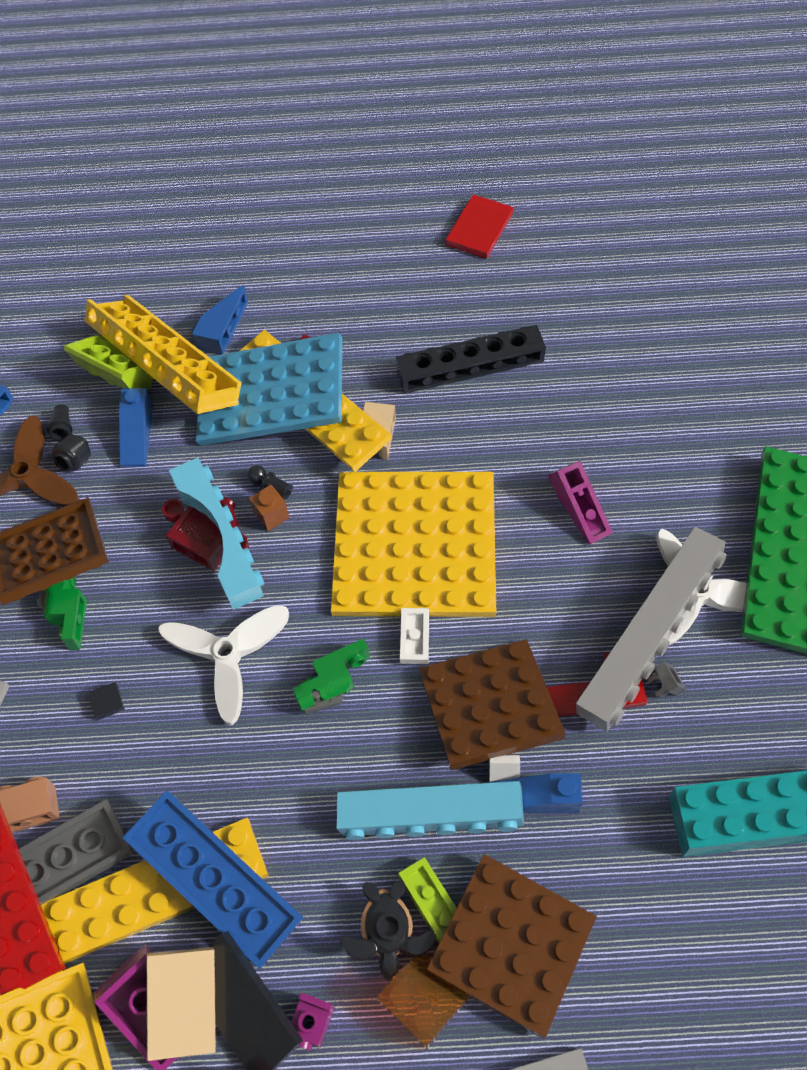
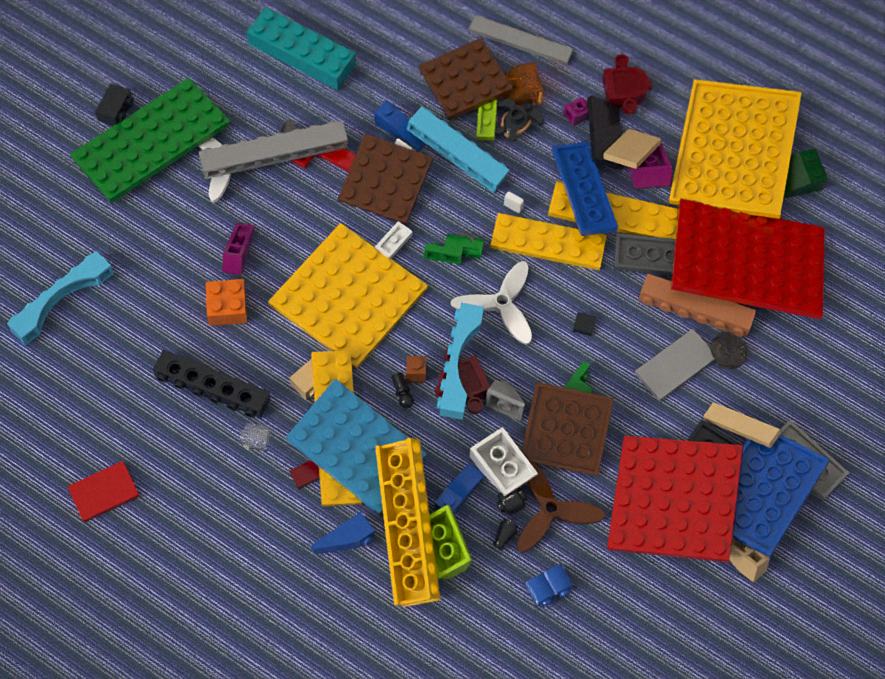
camera: 150 degrees left, 5 degrees up
(101, 472) = (502, 462): none -> white slope
(141, 536) = (505, 399): none -> light grey slope
(231, 772) = (547, 241): none -> yellow plate
(302, 795) = (513, 202): none -> white tile
(381, 344) = (255, 437): none -> clear brick
(533, 437) = (226, 302): none -> orange brick
(699, 298) = (29, 321): none -> medium azure arch

